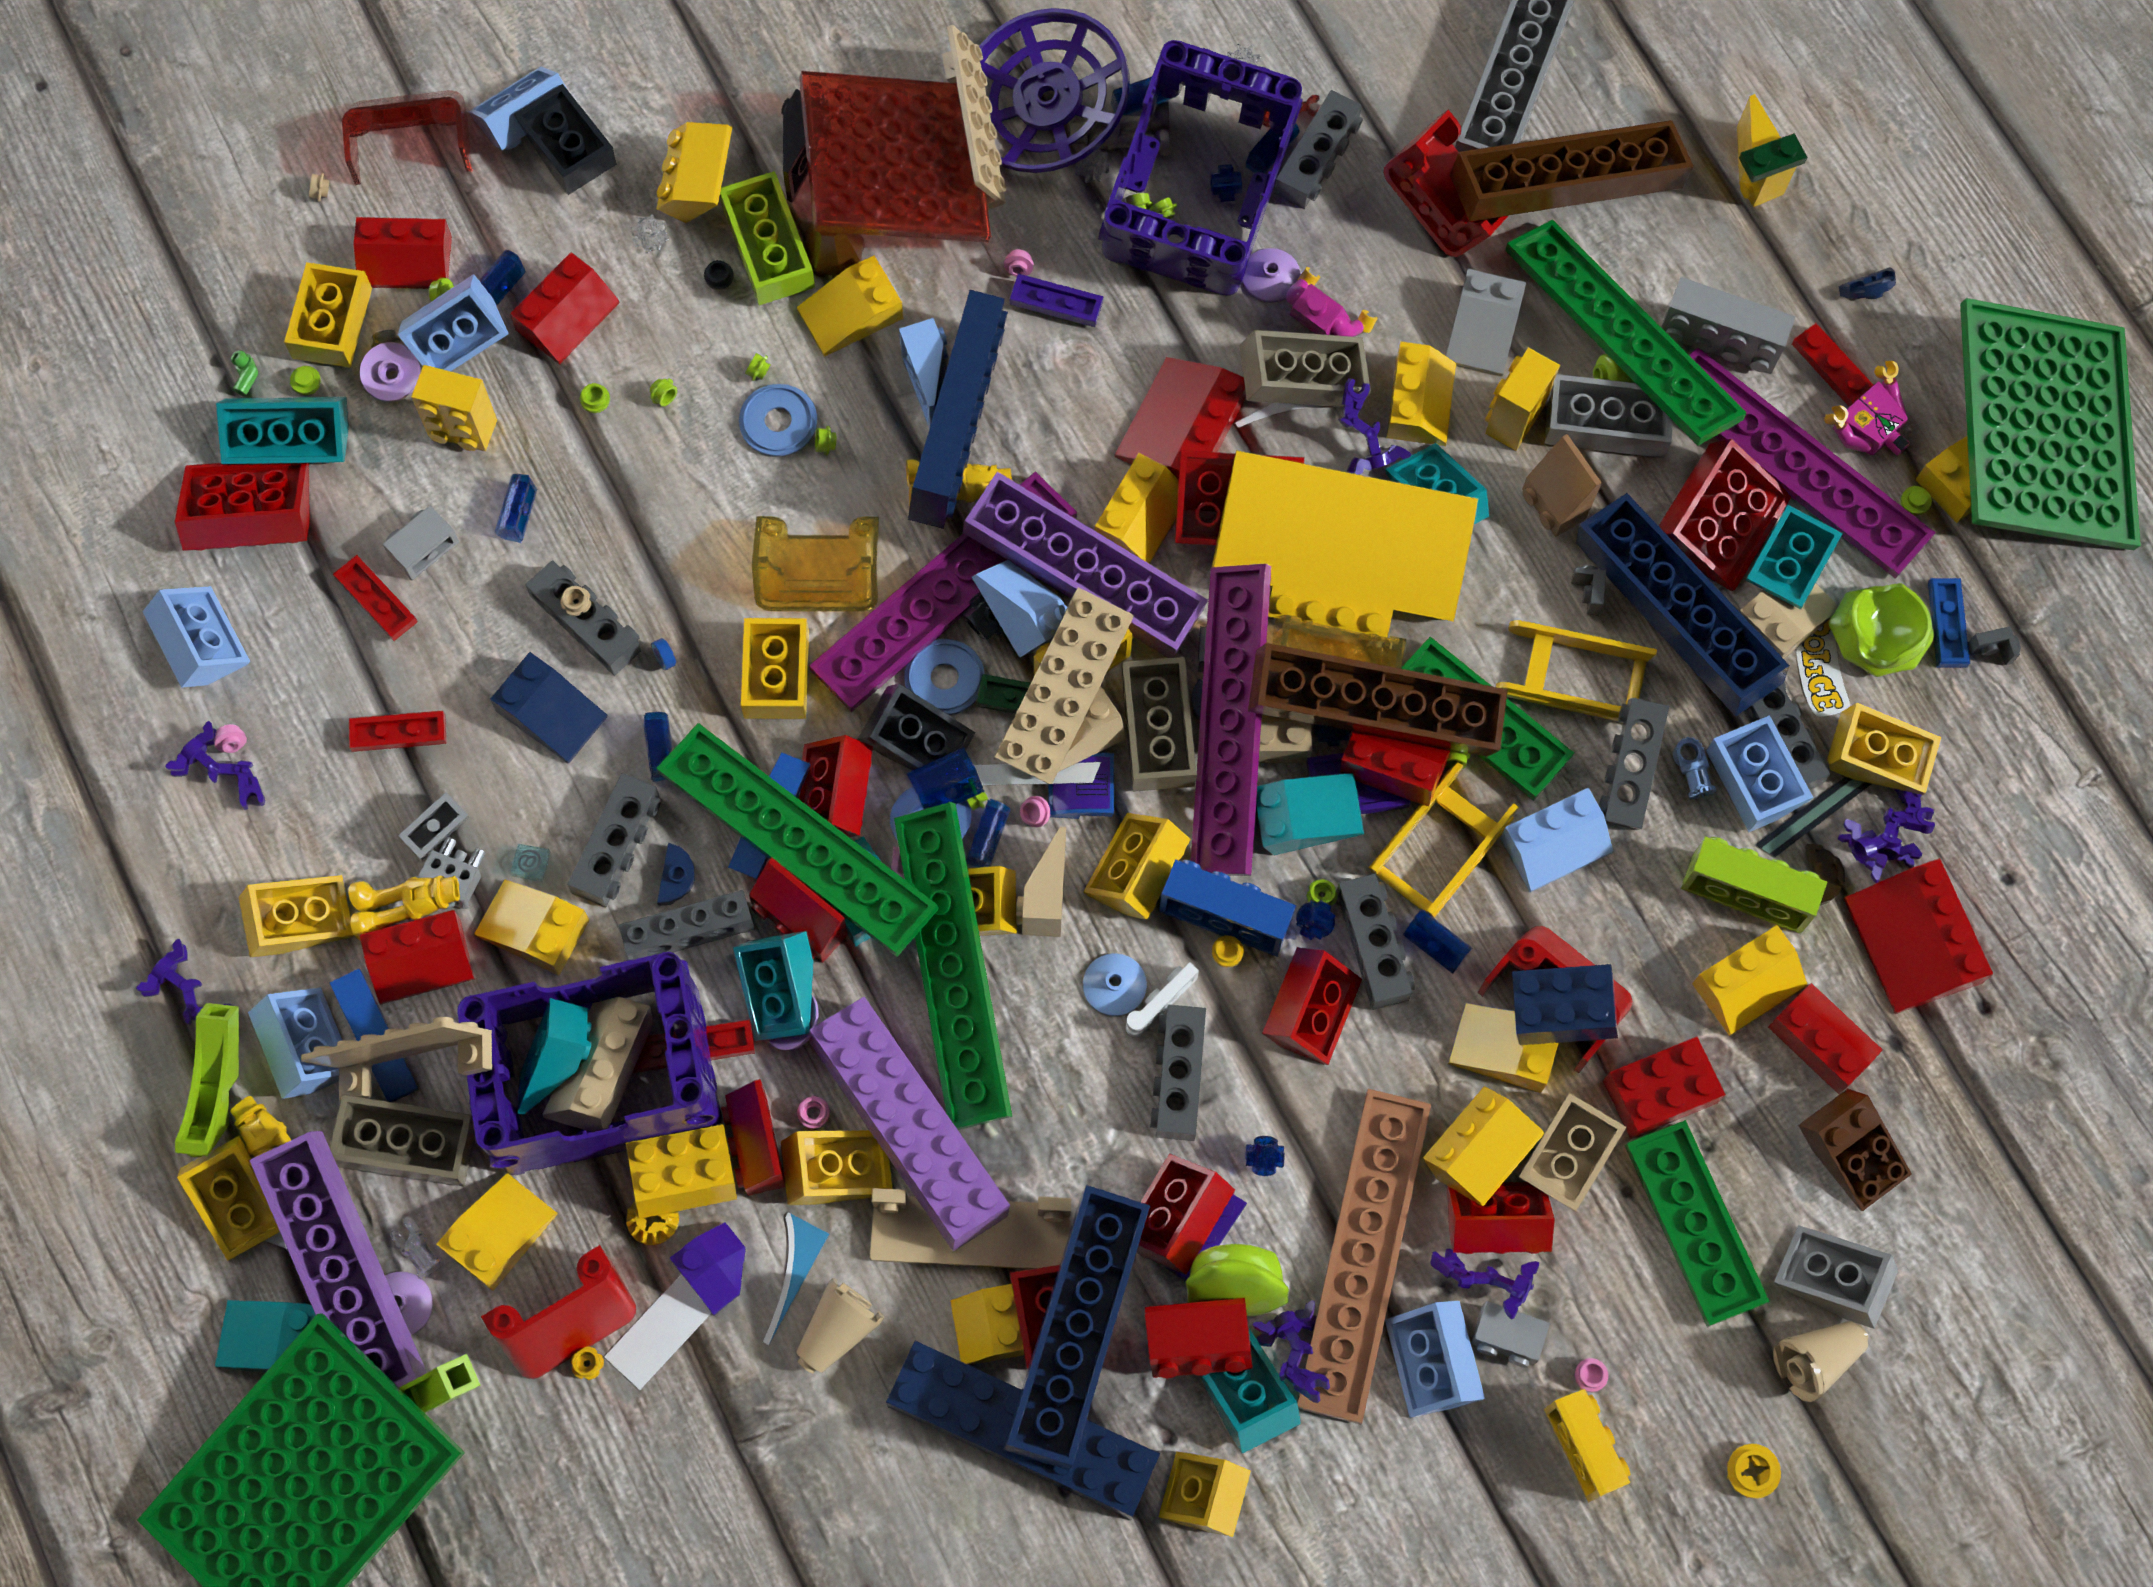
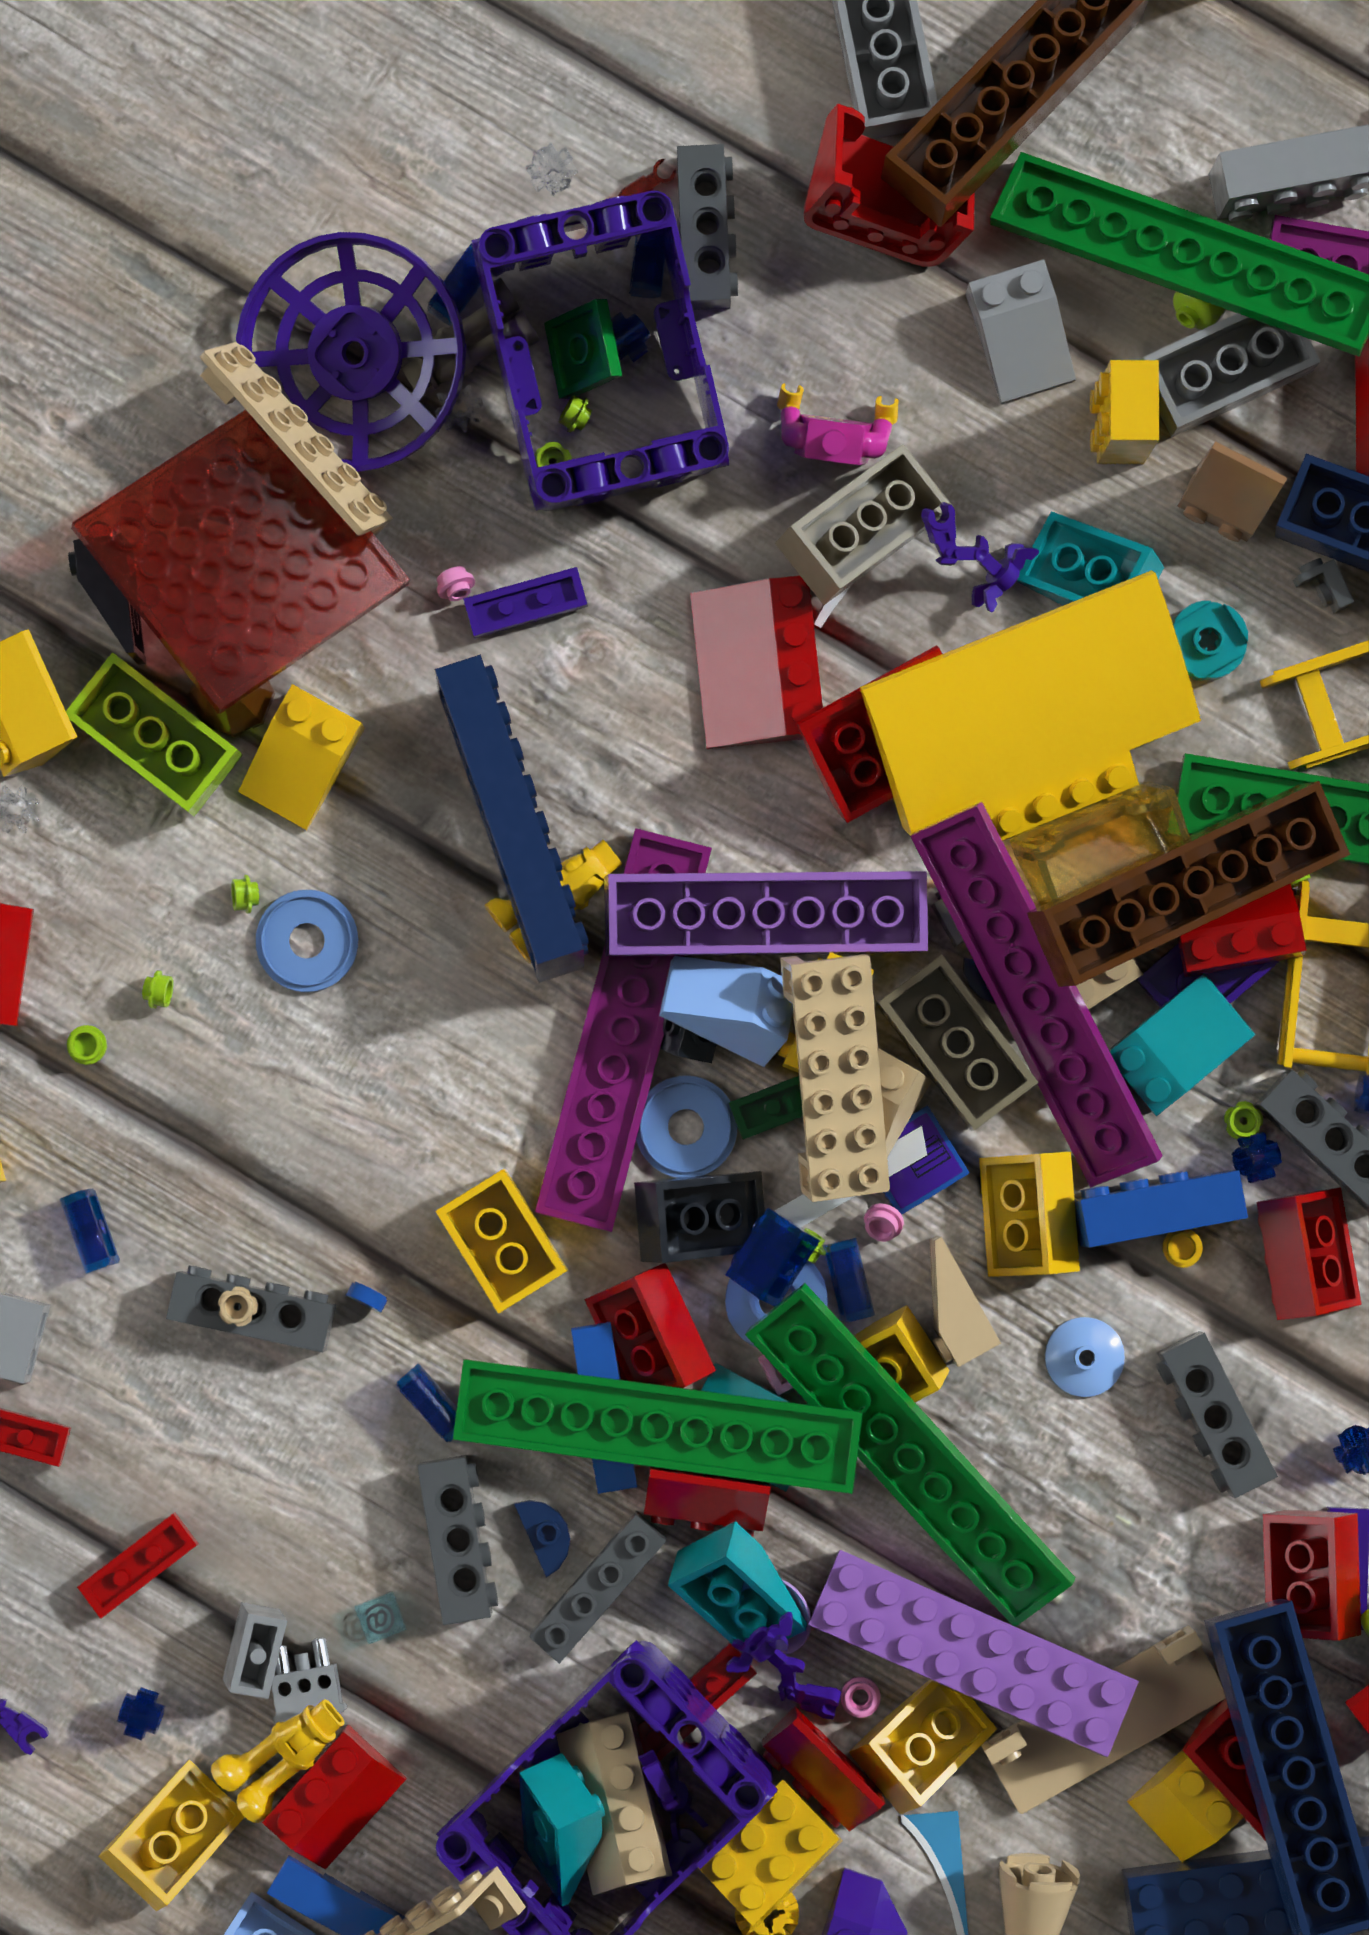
camera: 30 degrees left, 15 degrees up
(332, 823) = (141, 1713): none -> clear blue gear
(533, 925) = (430, 1687): yellow slope -> none
(548, 707) = (284, 1437): dark blue slope -> none
(642, 1094) = (671, 1792): none -> dark purple piece
(718, 275) = (125, 808): black plate -> none
(779, 1089) = (766, 1645): none -> dark purple piece
(815, 569) = (466, 1091): clear yellow windscreen -> none
(825, 440) = (377, 935): lime plate -> none
(924, 356) = (430, 774): light blue slope -> none
(1140, 200) = (543, 423): lime plate -> none
(1141, 509) = (780, 802): yellow slope -> none
(1158, 1000) = (1148, 1349): white plate -> none
(1193, 171) = (583, 349): none -> green plate
(1266, 285) = (764, 424): lavender dish -> none
(1421, 395) = (1002, 465): yellow slope -> none
(1491, 595) = (1229, 646): none -> teal plate

